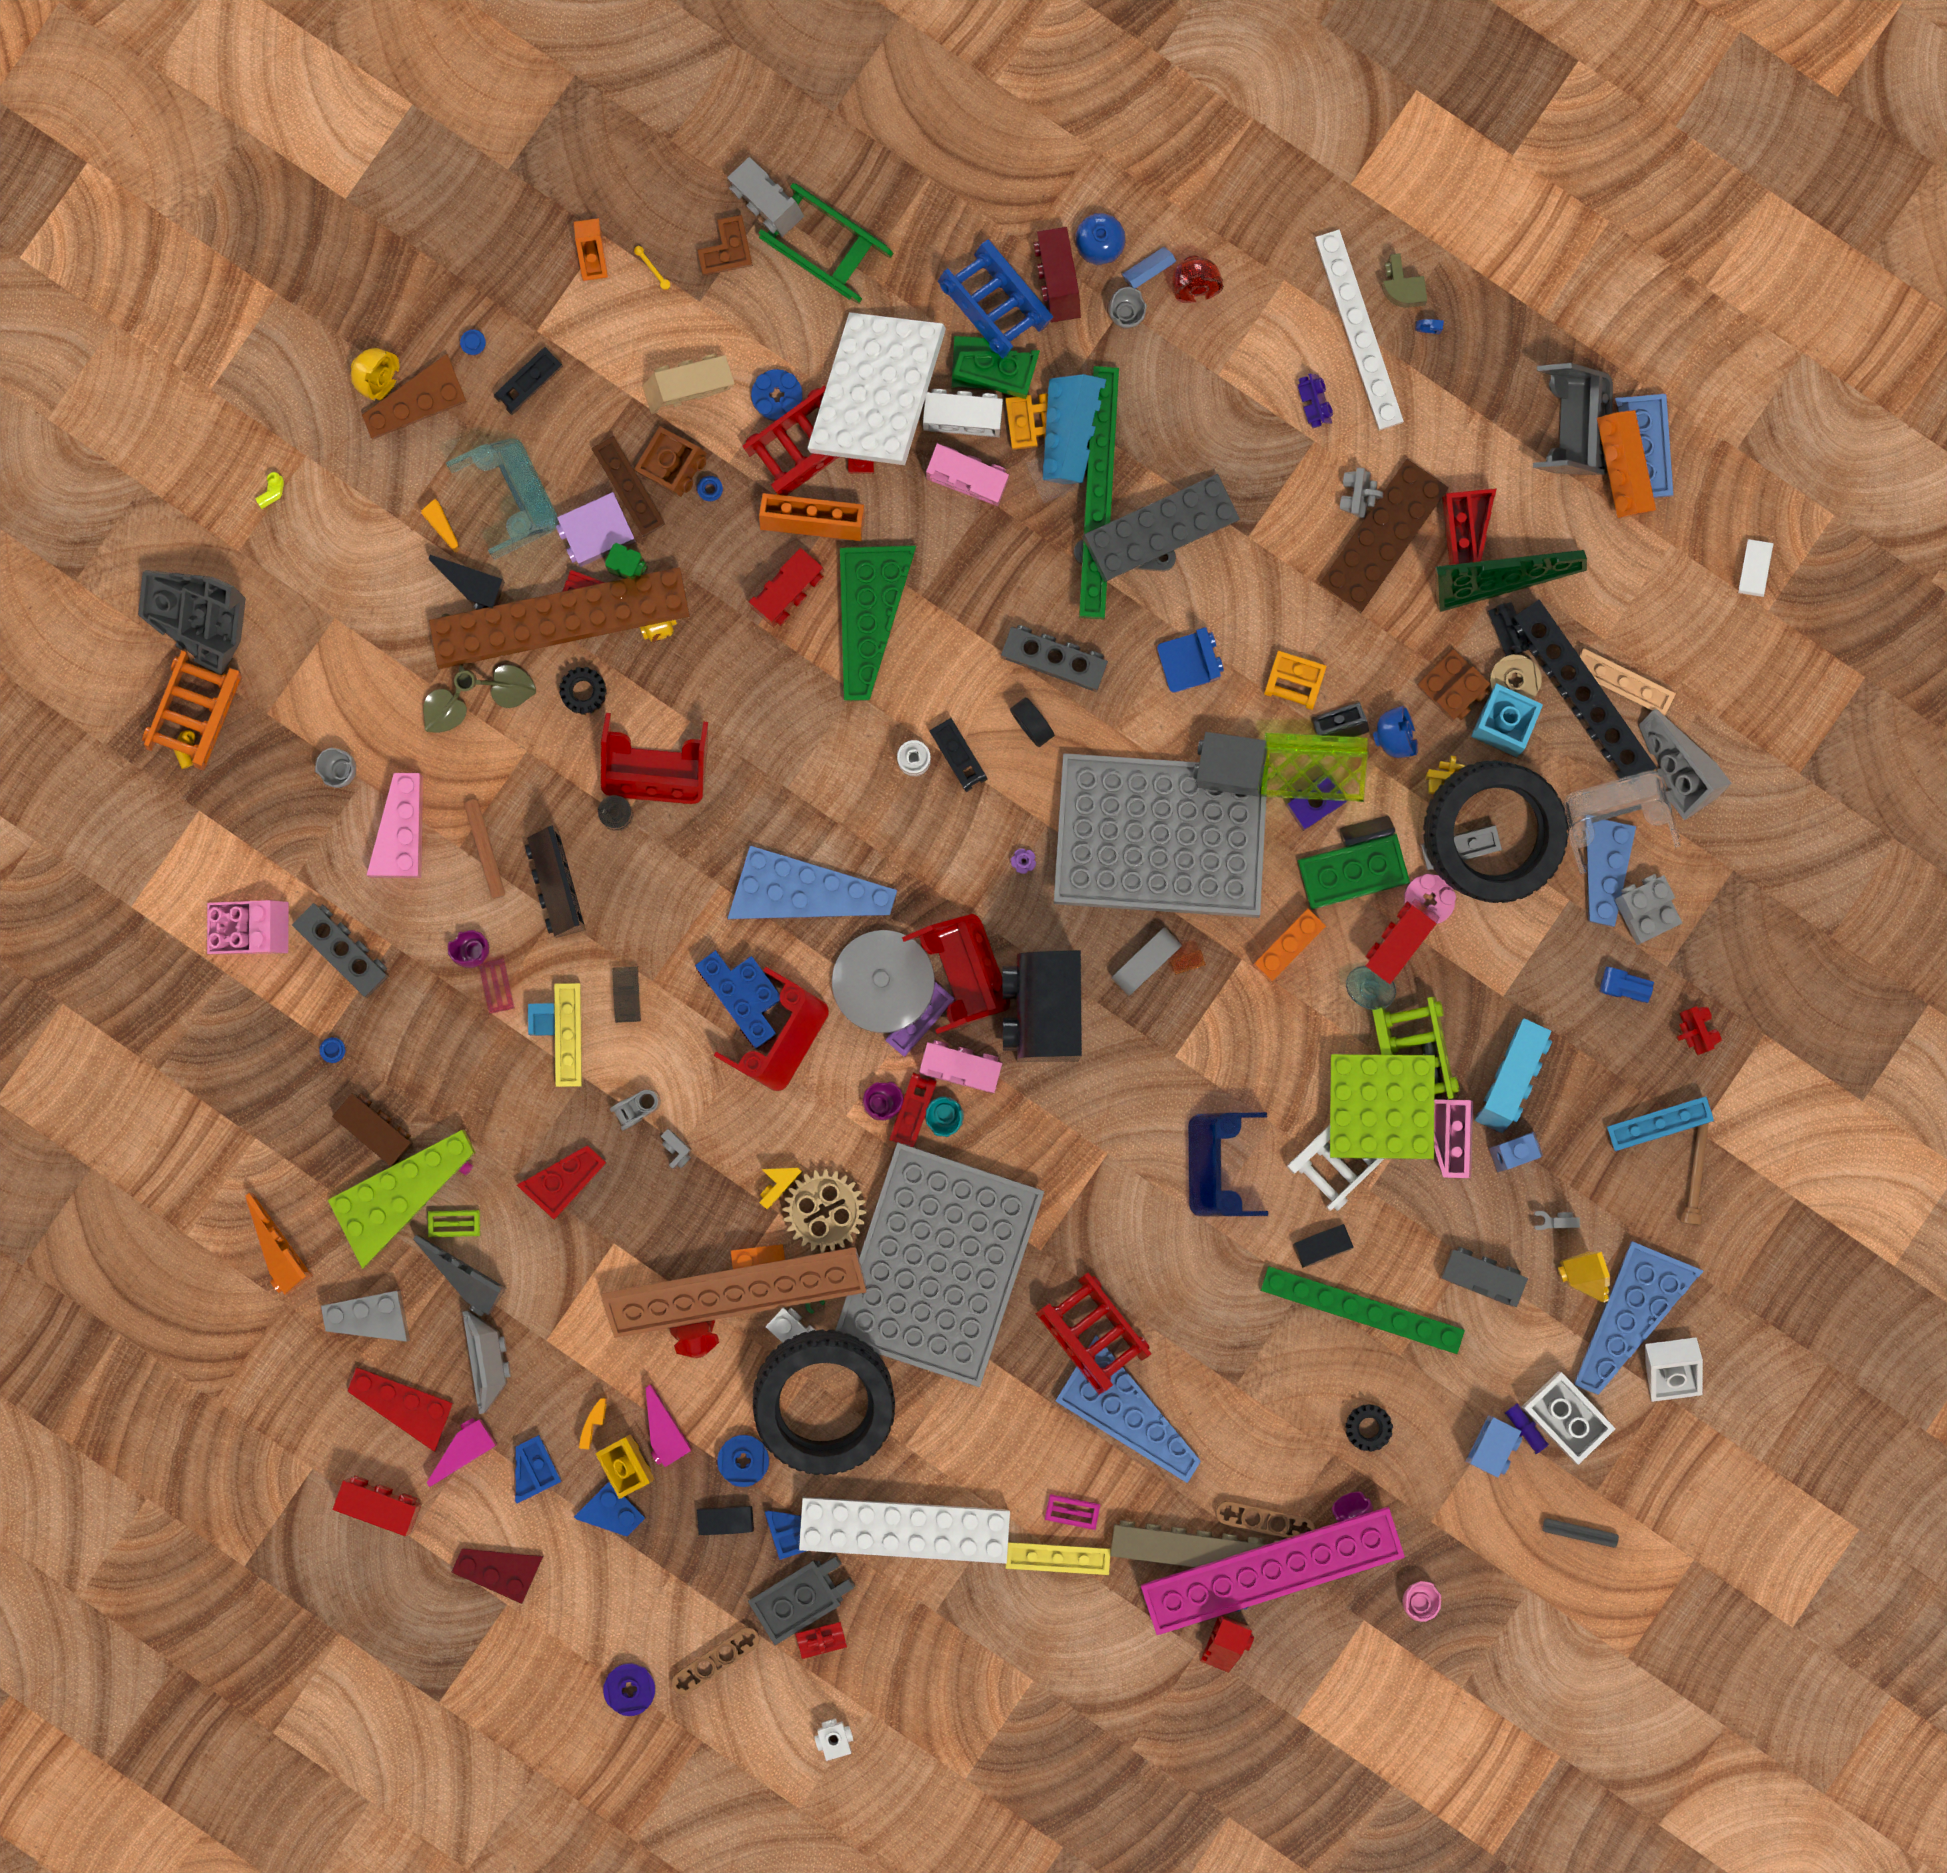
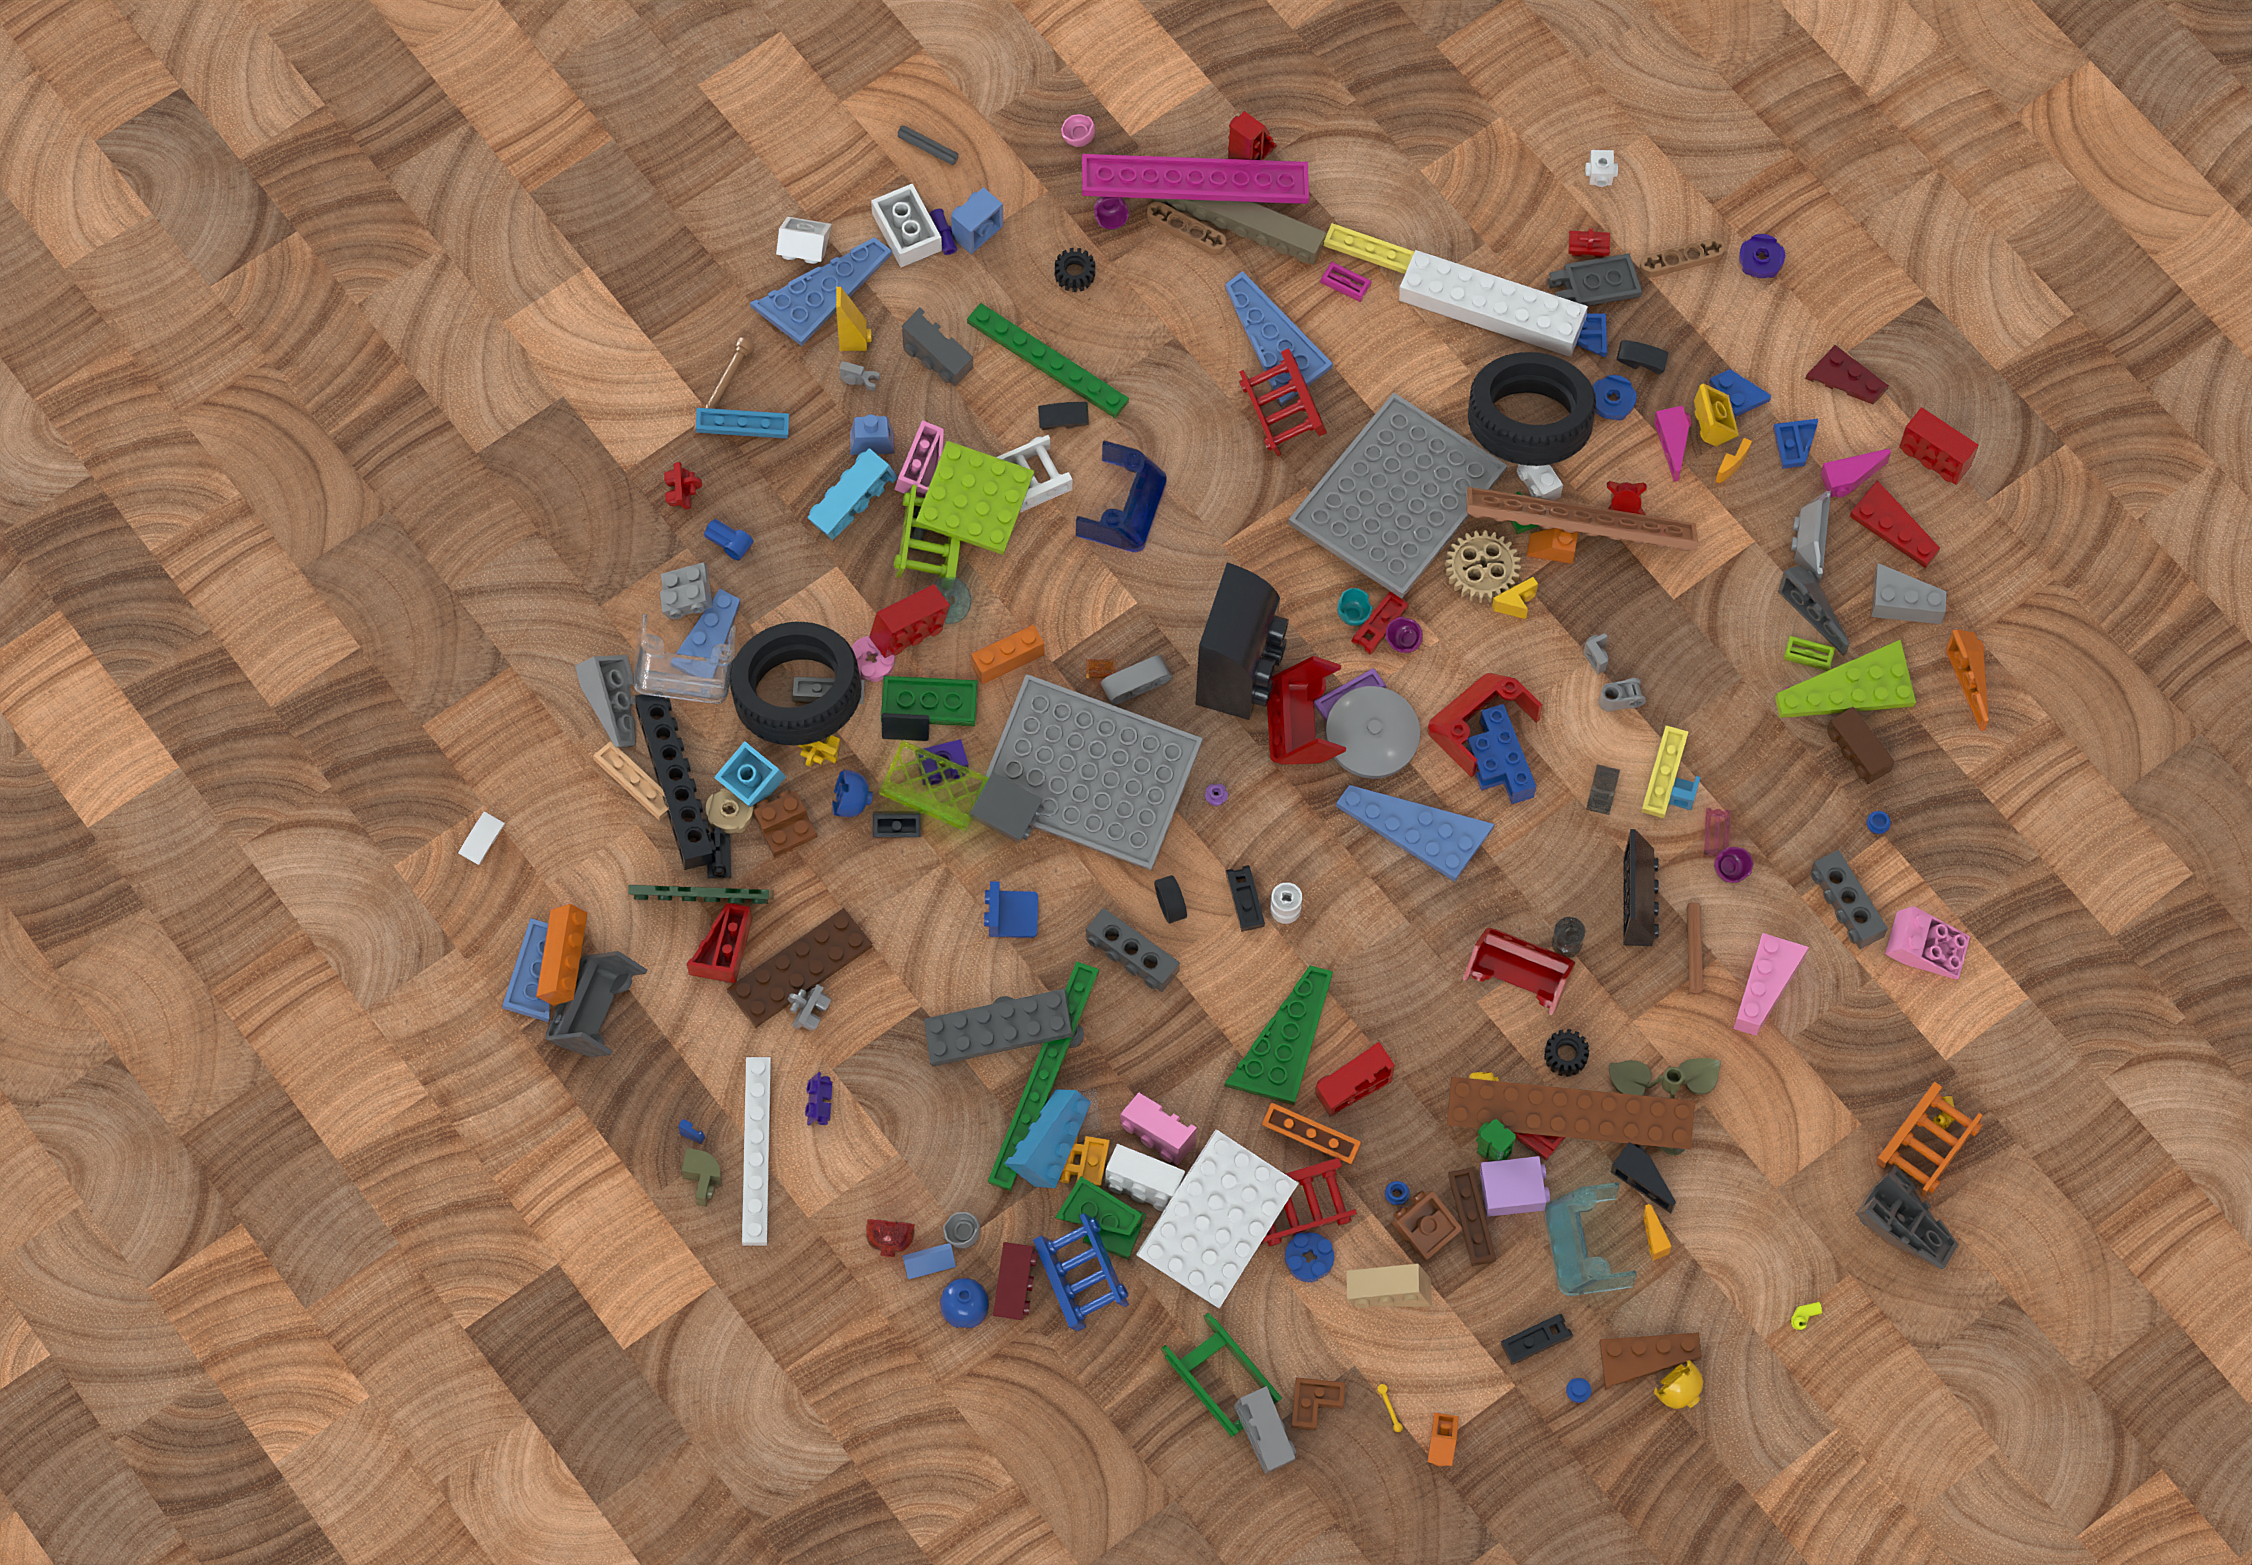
camera: 165 degrees left, 20 degrees down
(336, 767) = (1810, 1052): light grey hair -> none
(560, 1183) = (1704, 656): red wing -> none
(961, 1066) = (1328, 641): bright pink wedge -> none
(1297, 671) = (920, 876): light orange plate -> none

